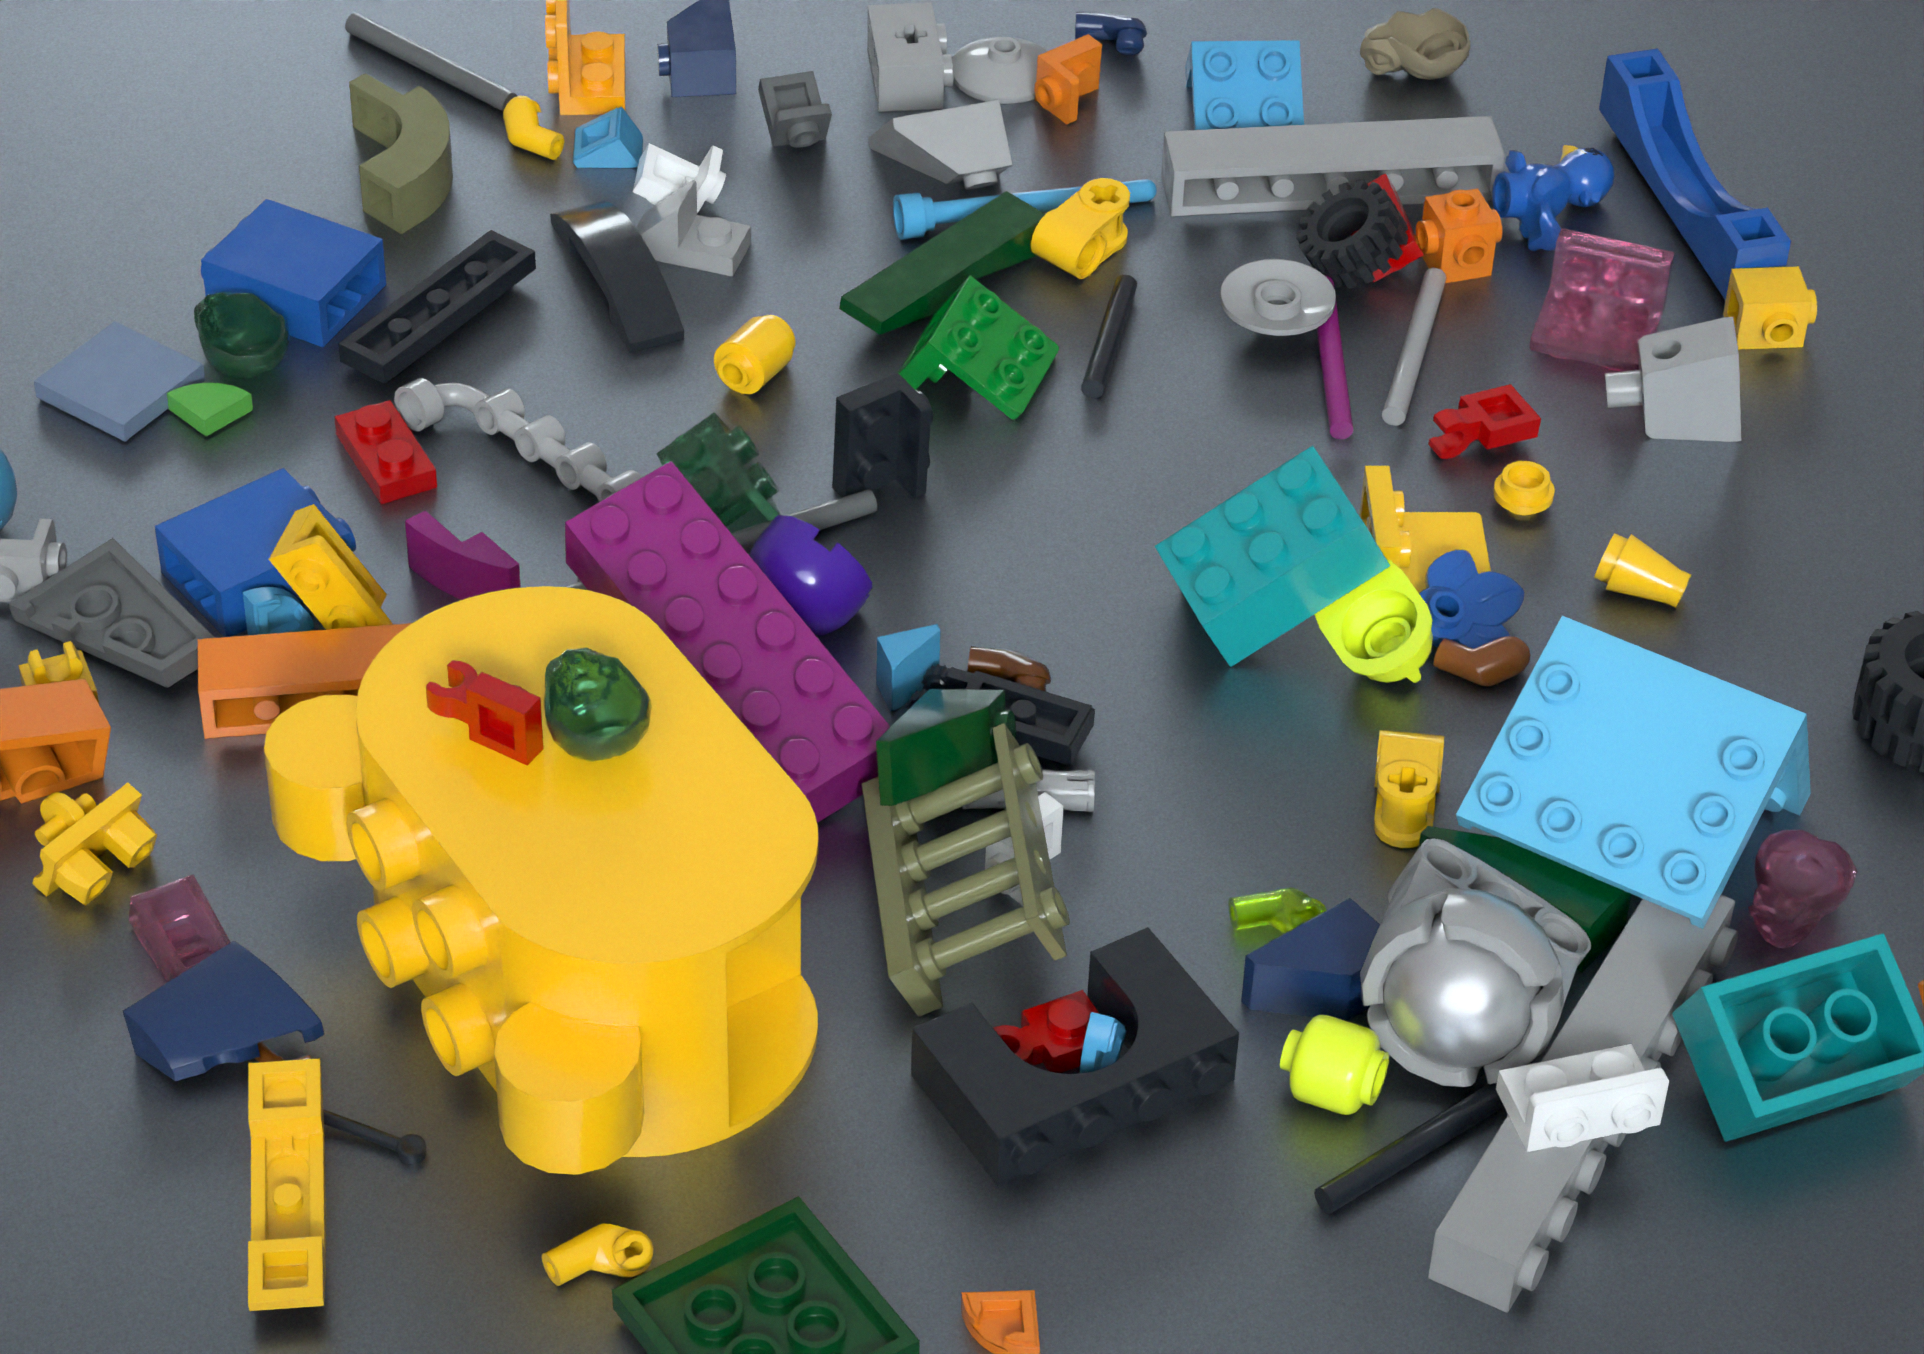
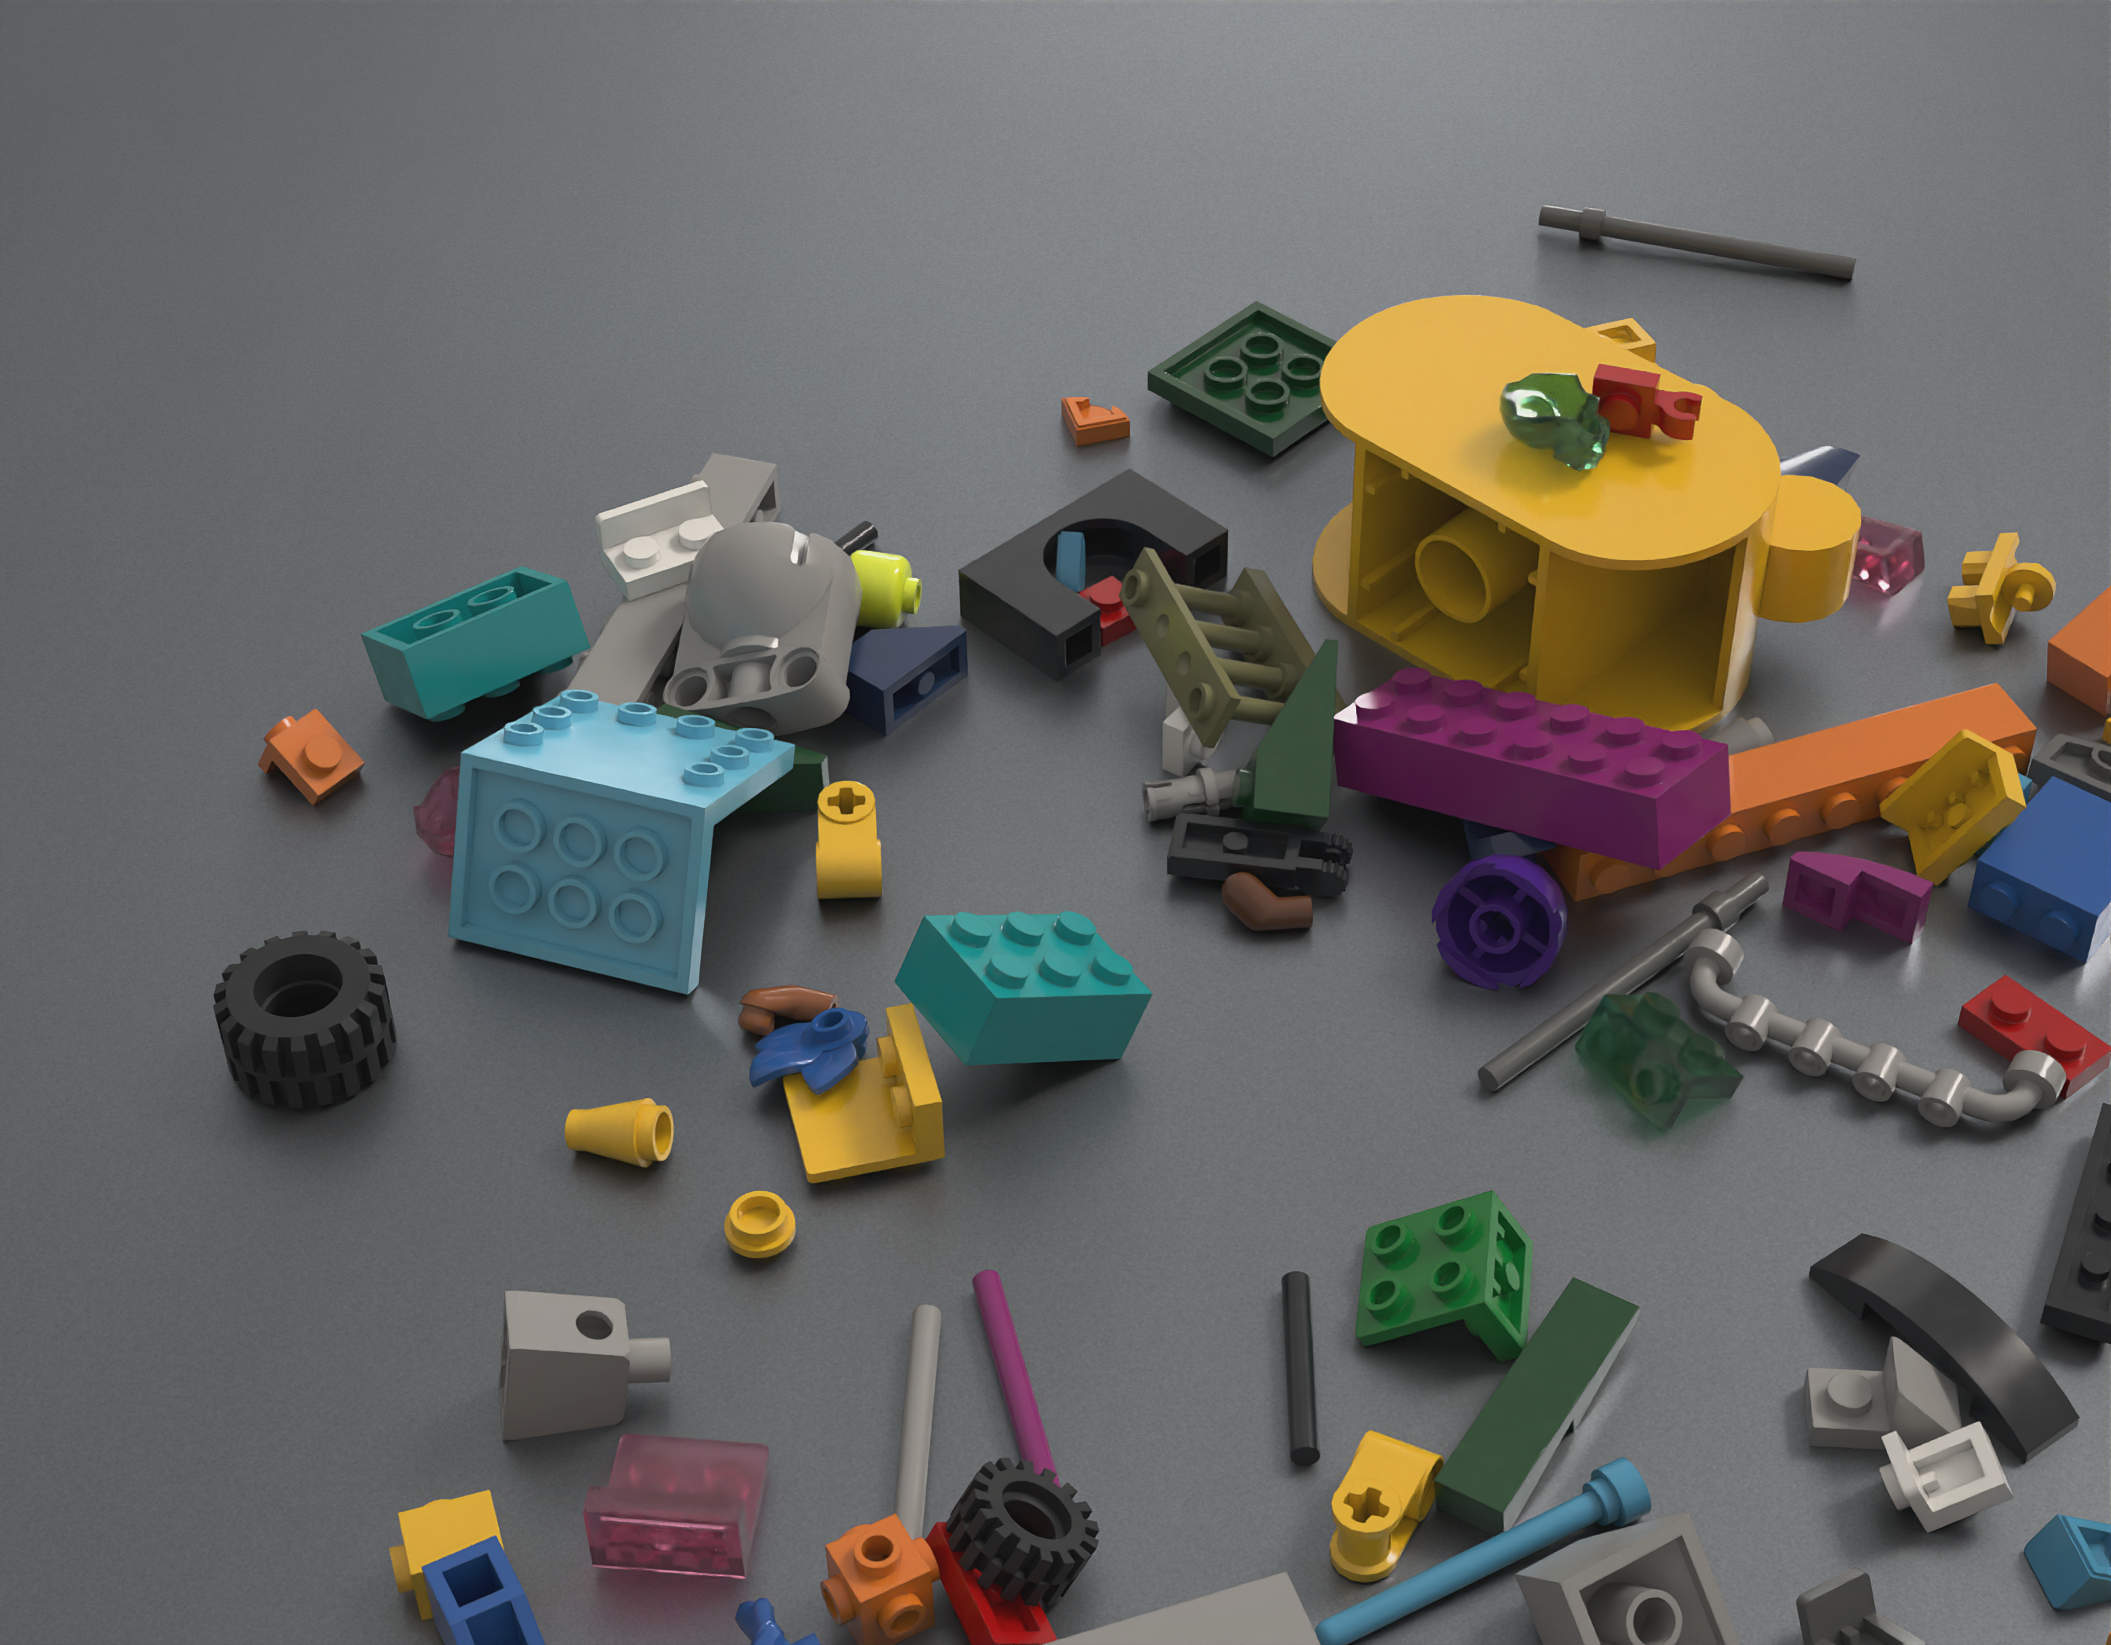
camera: 170 degrees right, 0 degrees up
(754, 353) = (1703, 1222): yellow brick -> none
(882, 437) = (1490, 1076): black bracket -> none
(904, 661) = (1368, 873): dark azure slope -> none
(1277, 297) = (1107, 1411): light grey dish -> none
(1278, 908) = (945, 734): clear neon green arm -> none
(1380, 628) = (871, 966): neon yellow piece -> none
(1491, 416) = (811, 1308): red plate -> none

